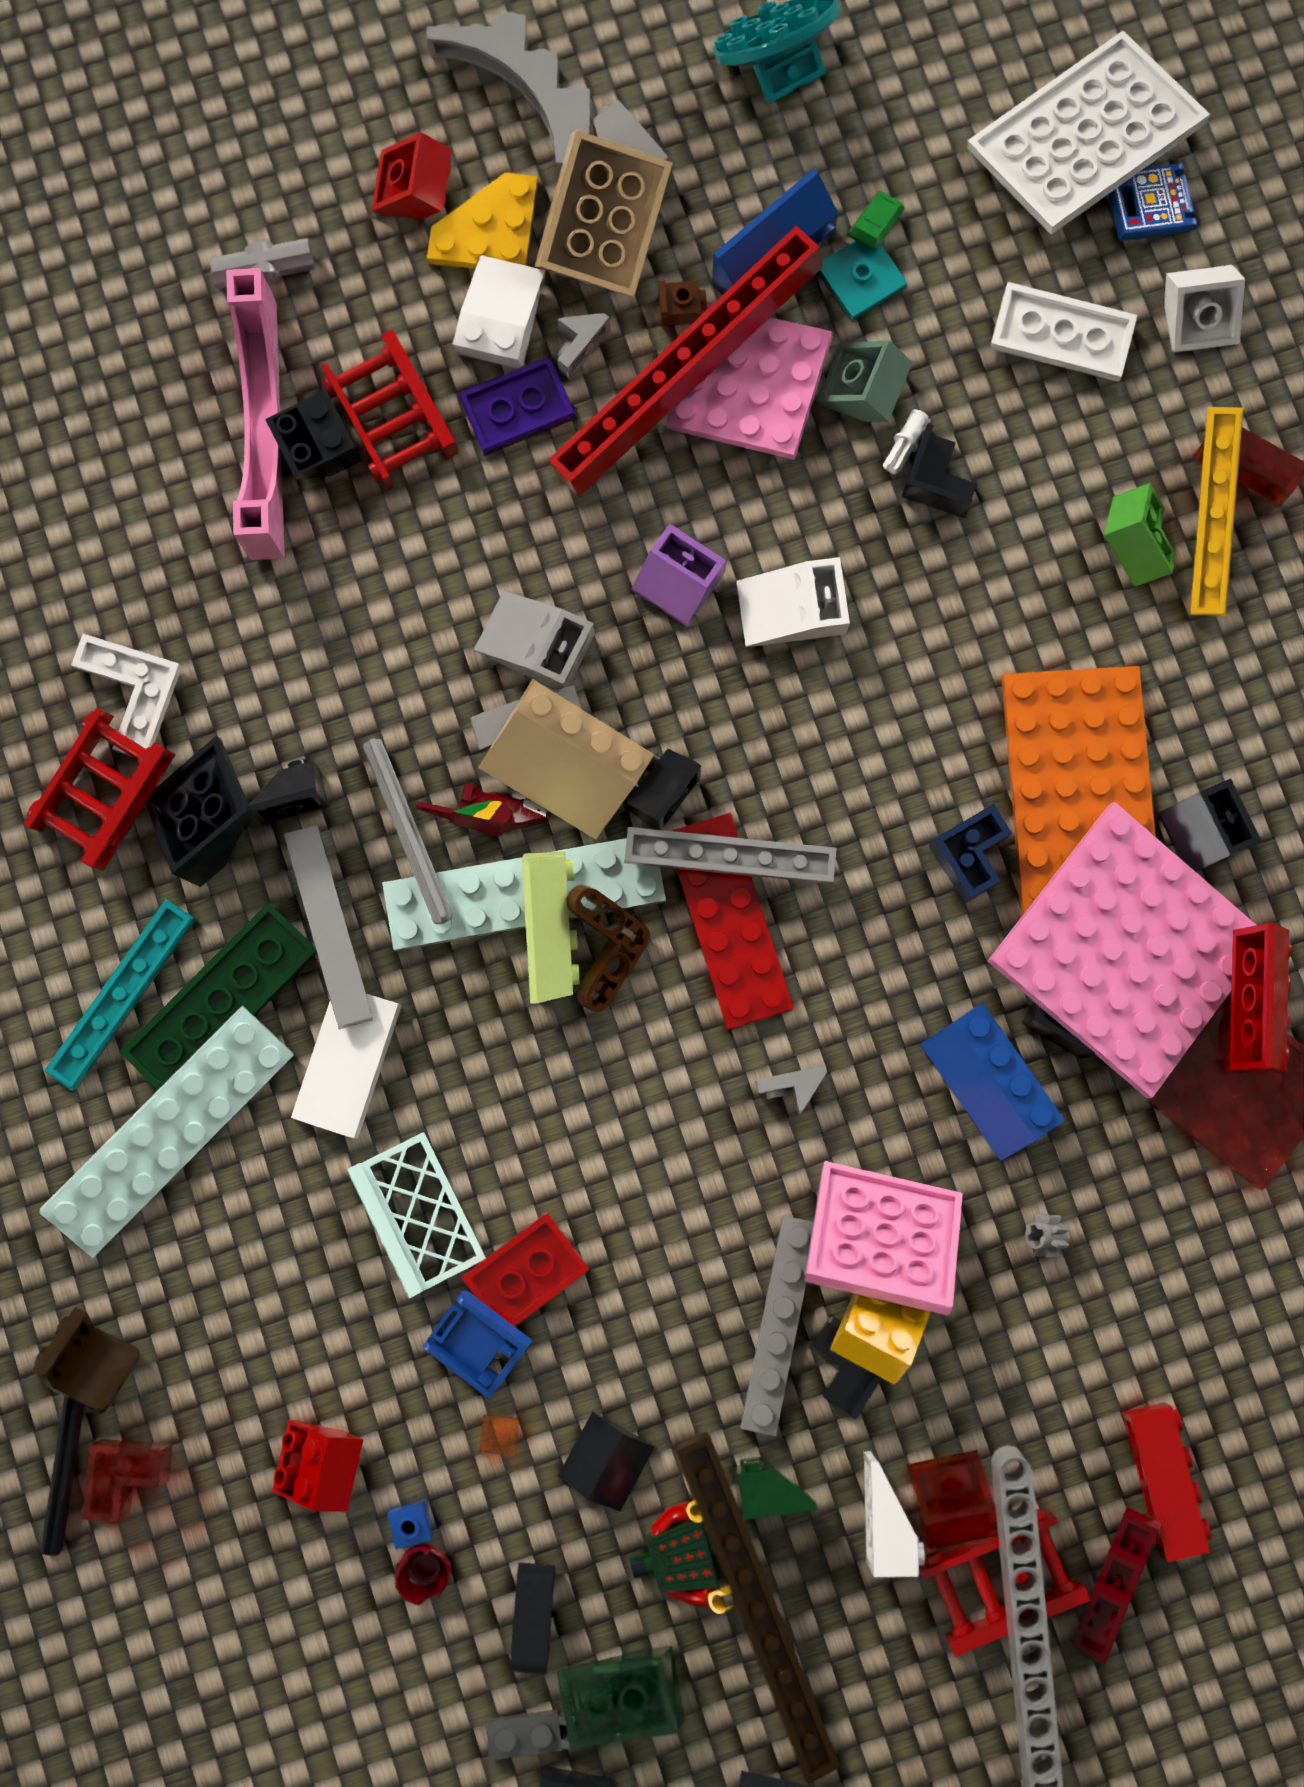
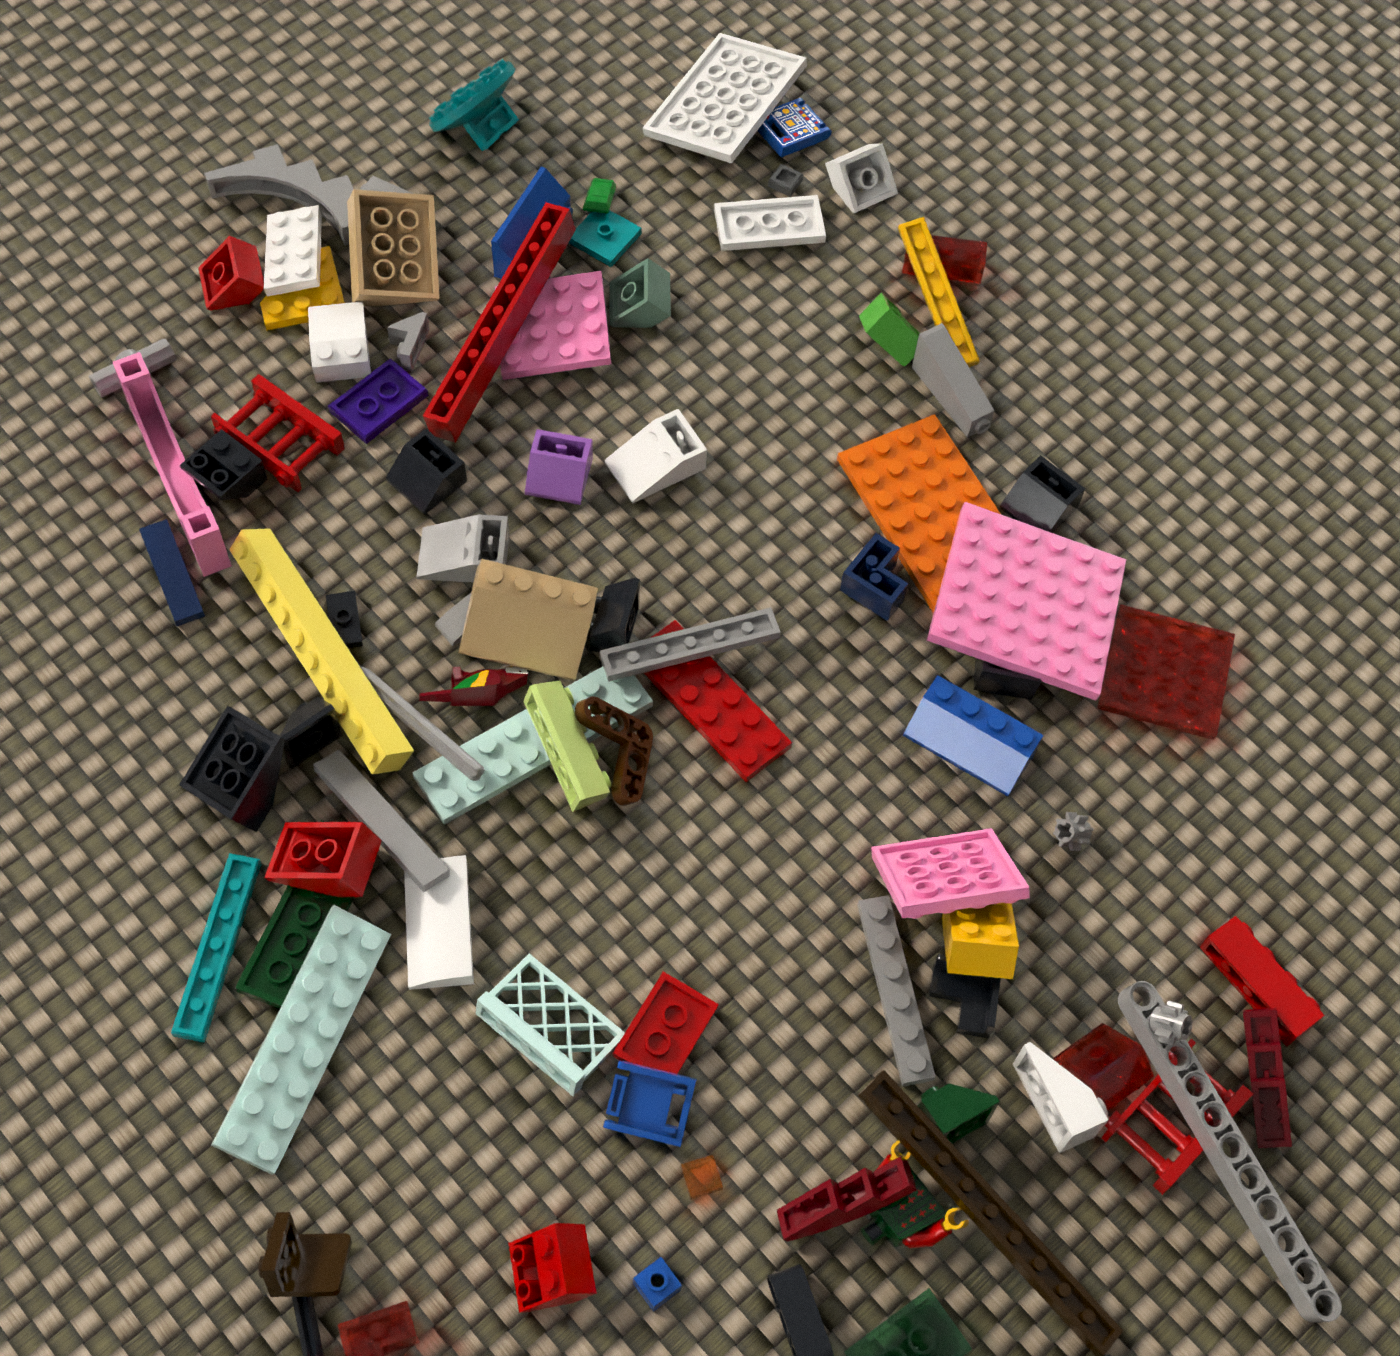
camera: 30 degrees left, 20 degrees down
(133, 790) = (162, 804): red fence -> none
(149, 675) = (151, 689): white plate -> none
(218, 542) = (172, 572): none -> dark blue tile
(252, 951) = (325, 857): none -> red slope
(336, 702) = (321, 651): none -> light yellow brick
(378, 671) = (344, 617): none -> black plate
(422, 1573) = (686, 1319): dark red hair -> none
(492, 170) = (293, 250): none -> white plate
(531, 525) = (426, 471): none -> black slope
(605, 1462) = (801, 1156): black slope -> none
(625, 1529) = (845, 1201): none -> dark red slope
(679, 312) = (475, 291): reddish brown brick -> none
(802, 1083) = (821, 793): light grey slope -> none
(906, 441) = (690, 326): white axle -> none
(929, 481) = (719, 348): black panel -> none
(1026, 1520) = (1171, 1023): none -> light grey gear
(1110, 275) = (785, 180): none -> dark grey tile
(1177, 636) = (951, 381): none -> light grey slope
(1260, 999) = (1141, 594): red slope -> none

